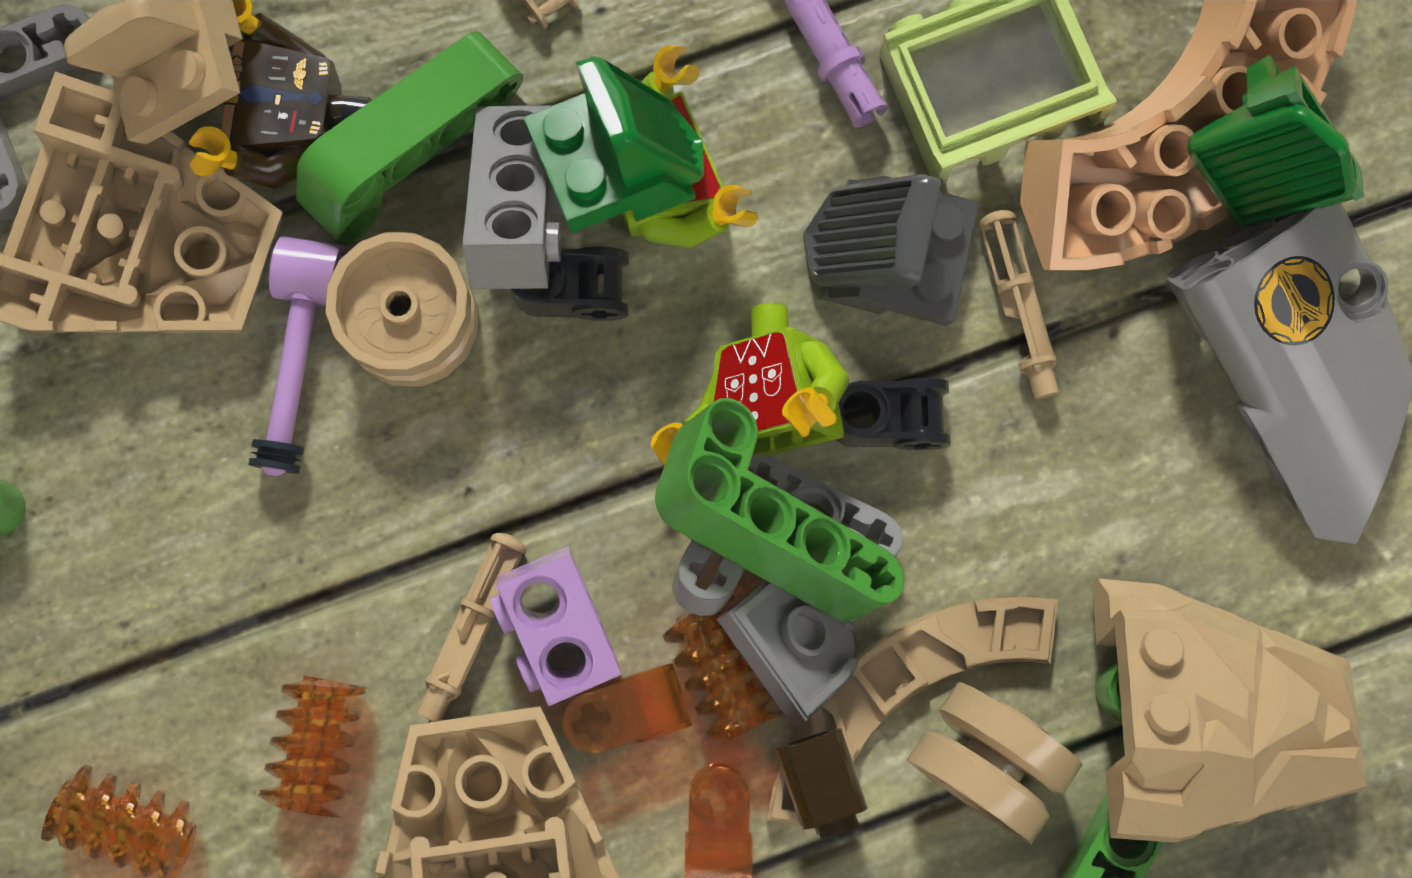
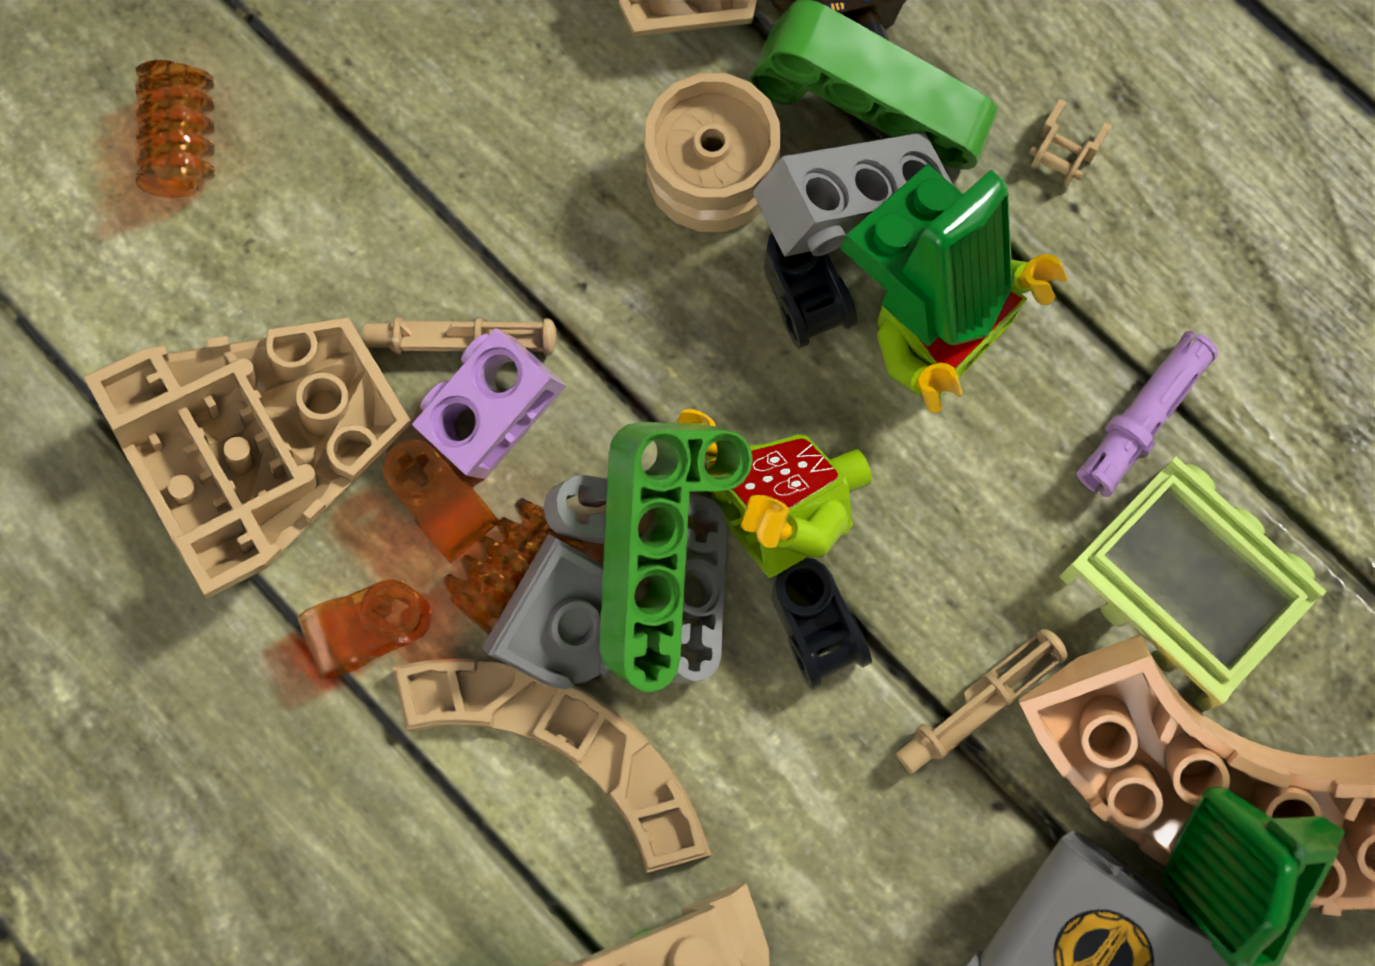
camera: 65 degrees right, 5 degrees down
(301, 276) = (701, 50): lavender piece -> none
(312, 746) = (300, 248): clear orange piece -> none
(822, 782) = (434, 690): dark brown brick -> none
(892, 246) = (977, 557): dark grey piece -> none
(998, 755) = (512, 846): tan wheel -> none

